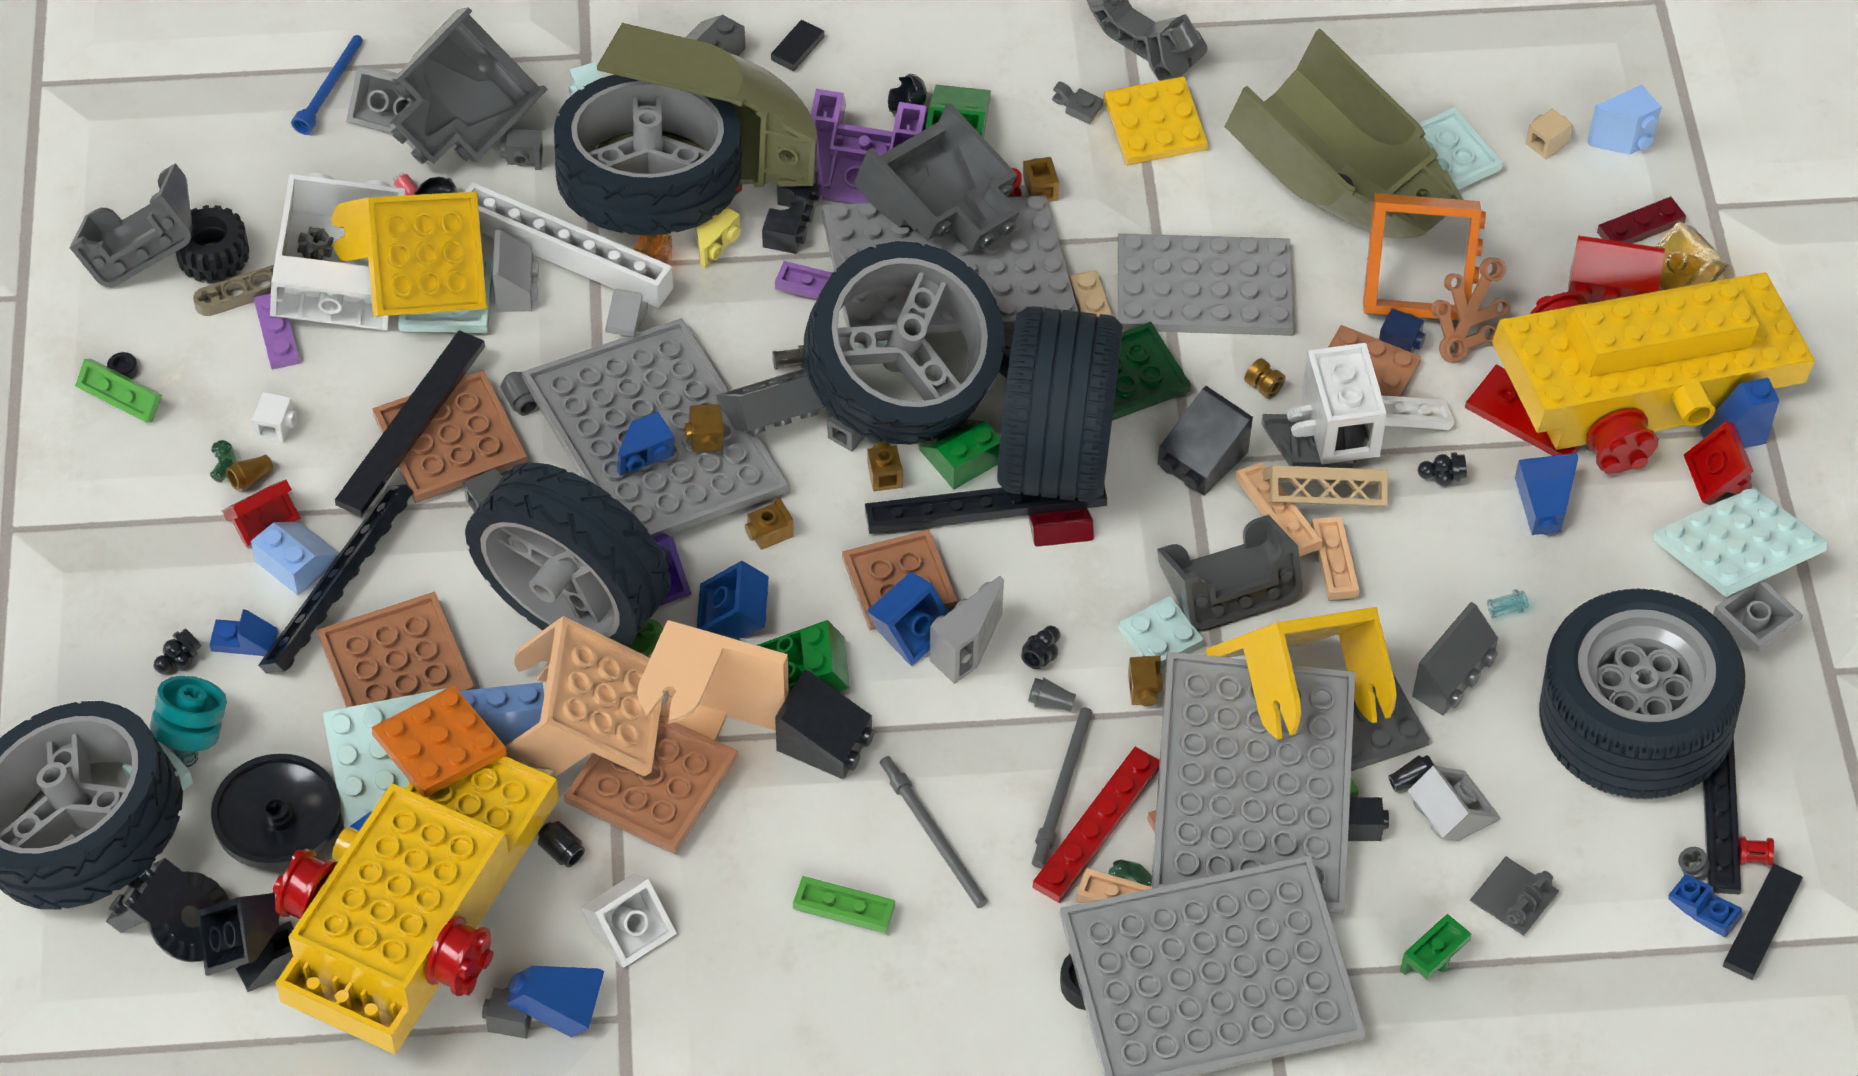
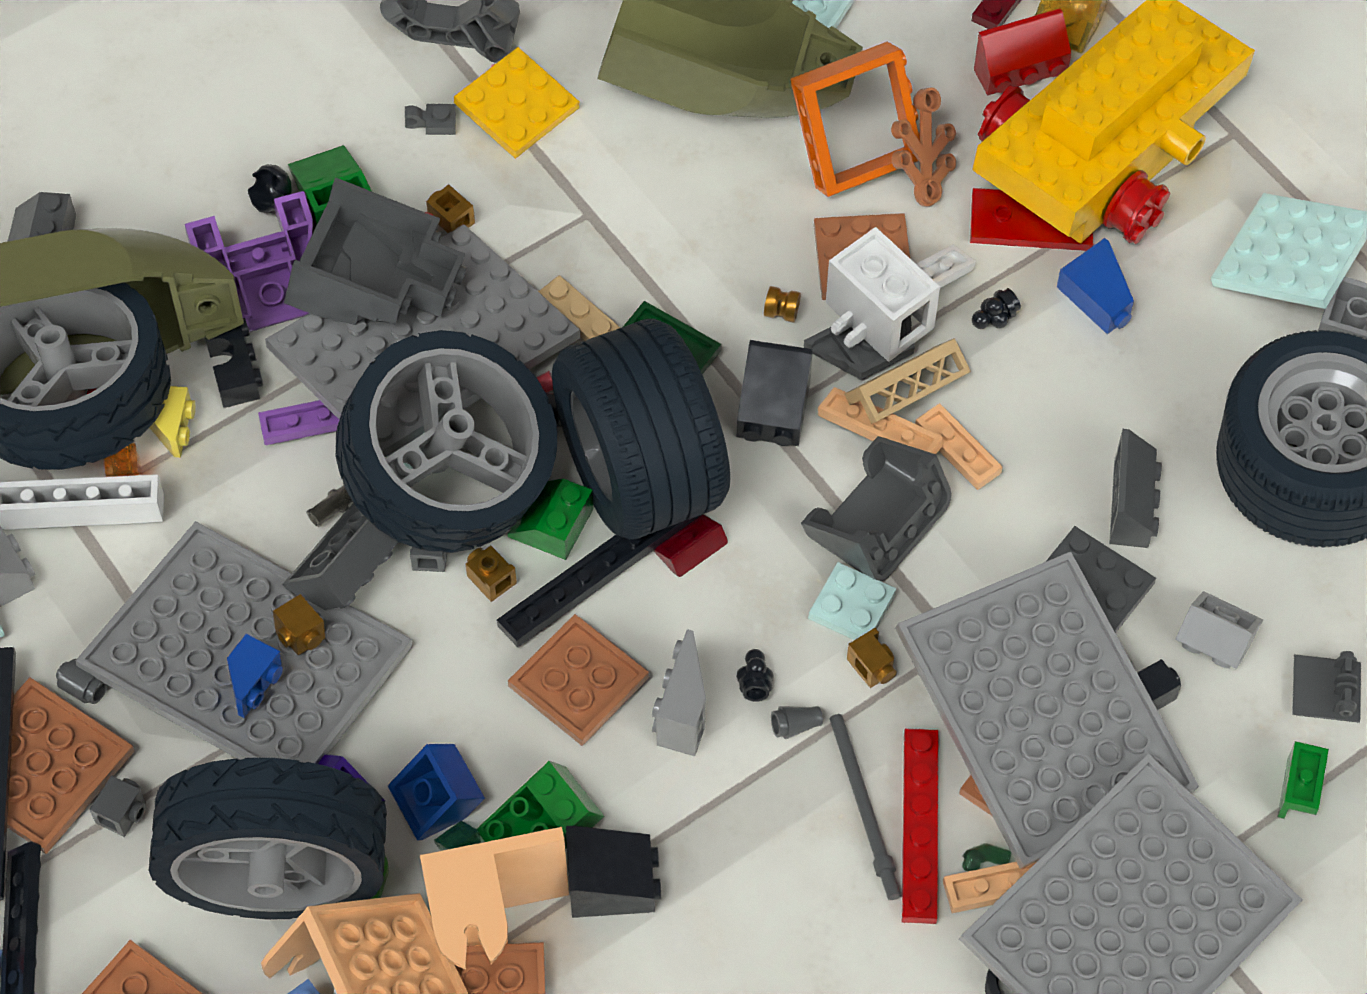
camera: 30 degrees left, 5 degrees up
(626, 312) = (139, 546): light grey slope -> none
(770, 524) = (419, 700): pearl gold brick -> none
(797, 45) = (127, 188): black tile -> none
(902, 786) = (716, 888): dark grey bar -> none
(906, 616) = (619, 713): blue slope -> none
(1205, 284) = (664, 239): light grey plate -> none
(1273, 673) = (1006, 583): yellow piece -> none
(1403, 331) = (874, 197): dark blue brick -> none
(1410, 773) = (1166, 619): black cone -> none
(1507, 604) = (1132, 414): clear light blue pin -> none
(1719, 464) = (1227, 186): red bracket -> none
(1750, 409) = (1224, 130): blue slope -> none

